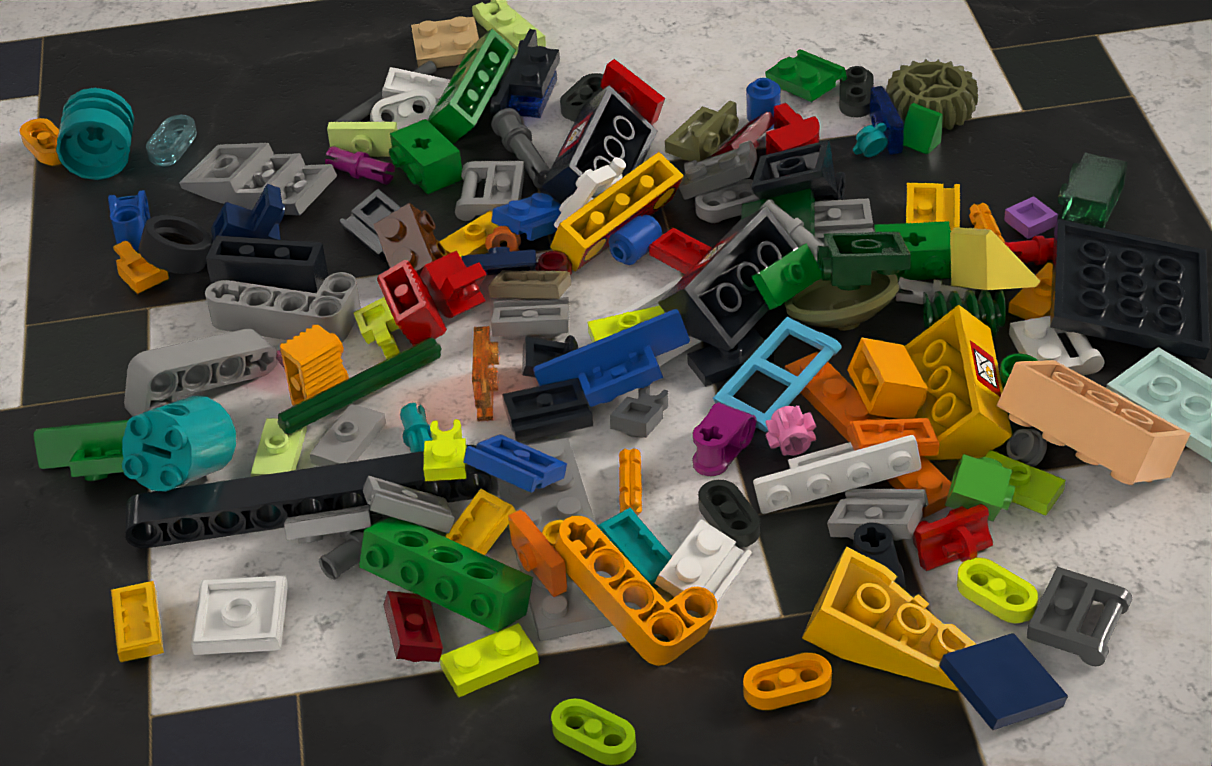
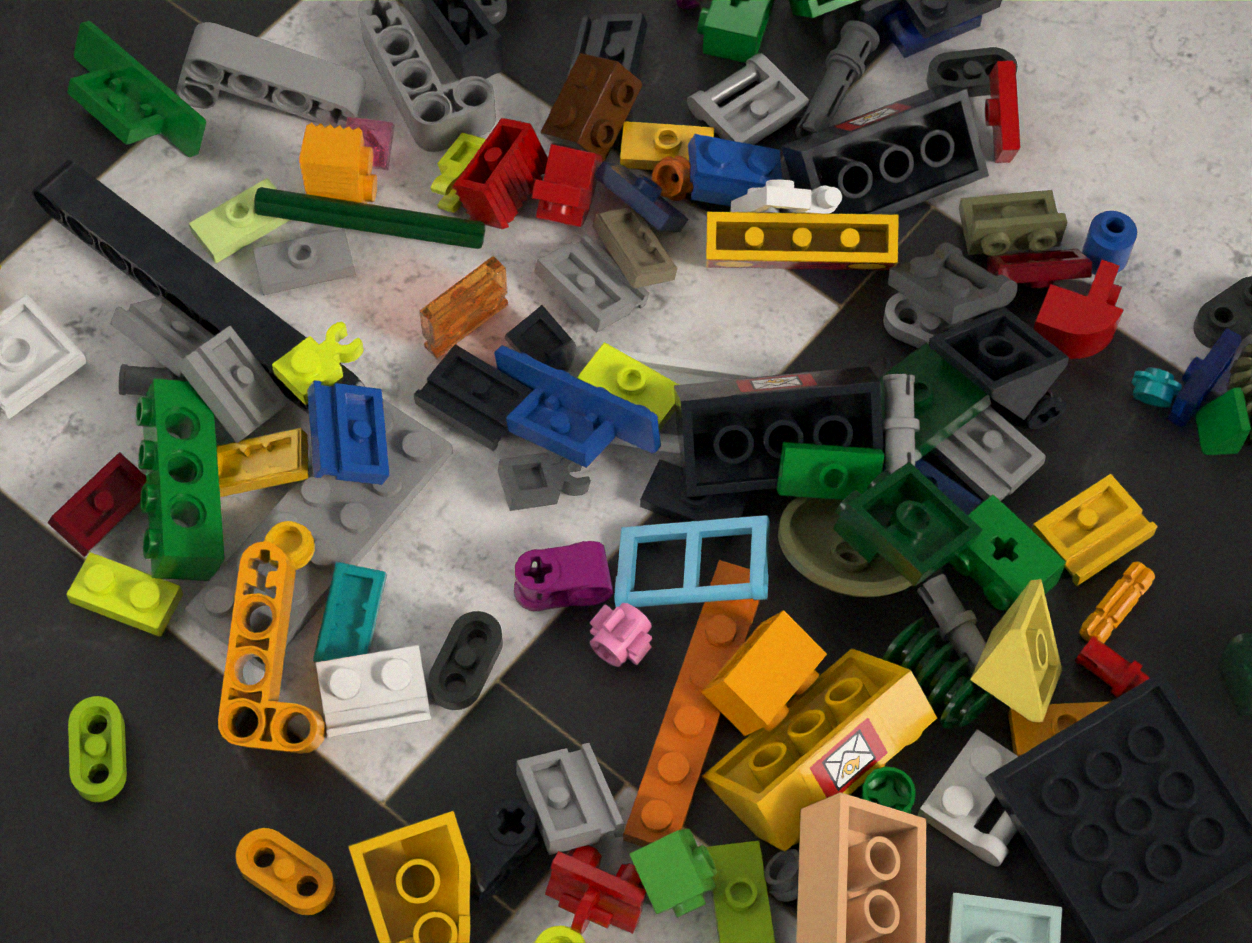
camera: 45 degrees right, 20 degrees up
(178, 443) = (142, 145): teal cylinder -> none
(415, 427) = (354, 309): teal axle -> none
(537, 553) = (258, 519): orange plate -> none
(554, 262) = (684, 246): dark red plate -> none
(630, 480) = (442, 541): light orange axle -> none
(633, 239) = (784, 287): blue brick -> none
(678, 250) = (808, 339): red plate -> none
(806, 75) = (1208, 246): green plate -> none
(836, 471) = (595, 713): white bracket -> none
(873, 432) = (670, 742): orange plate -> none
(1030, 217) = (1175, 634): medium lavender plate -> none

